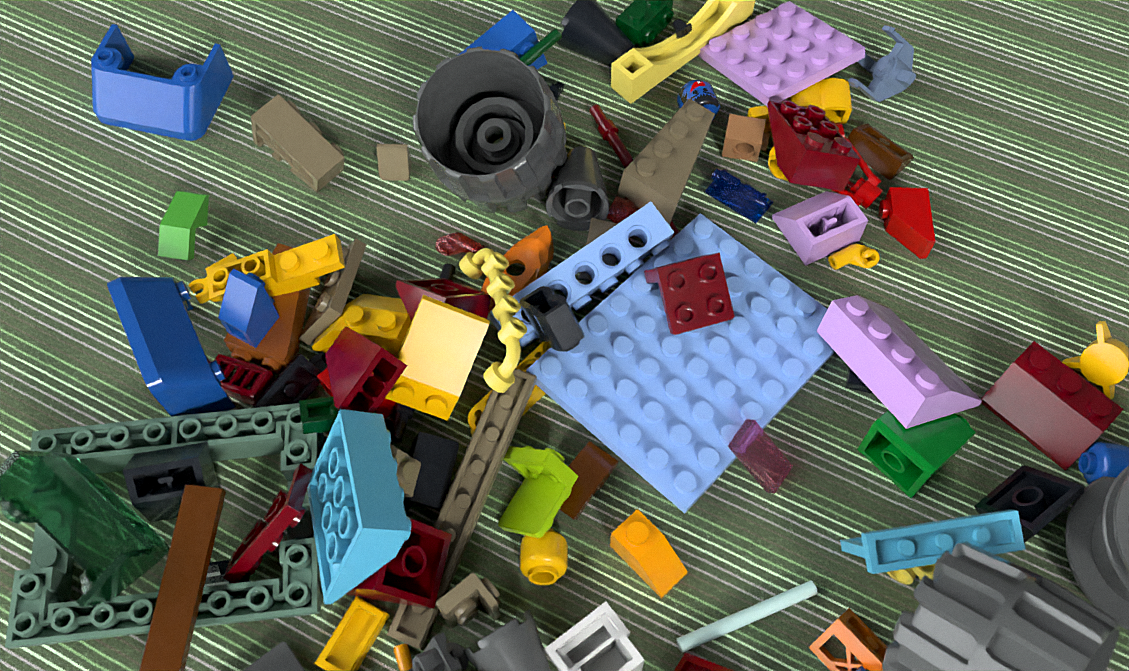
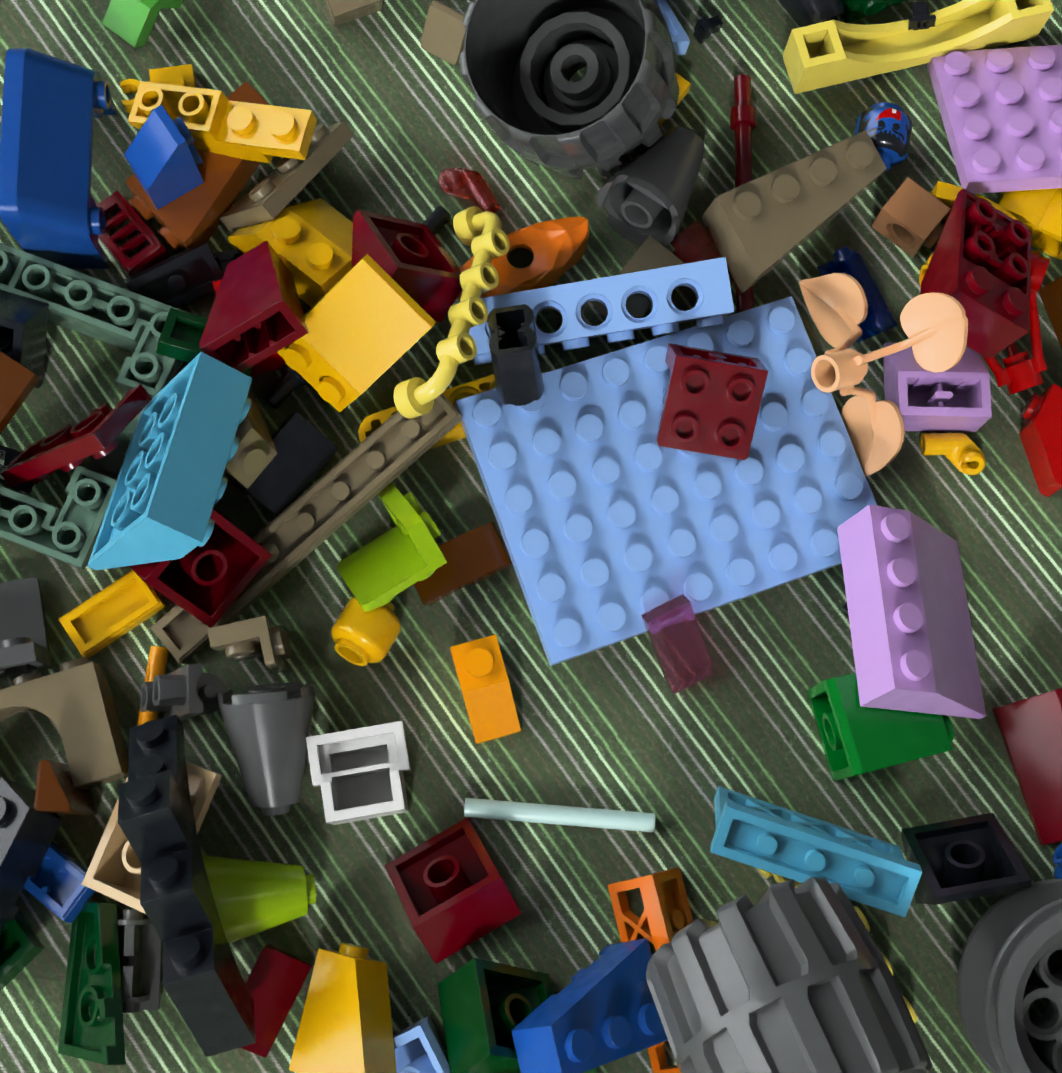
camera: 20 degrees right, 15 degrees up
(810, 179) = (938, 341): none -> light nougat plant

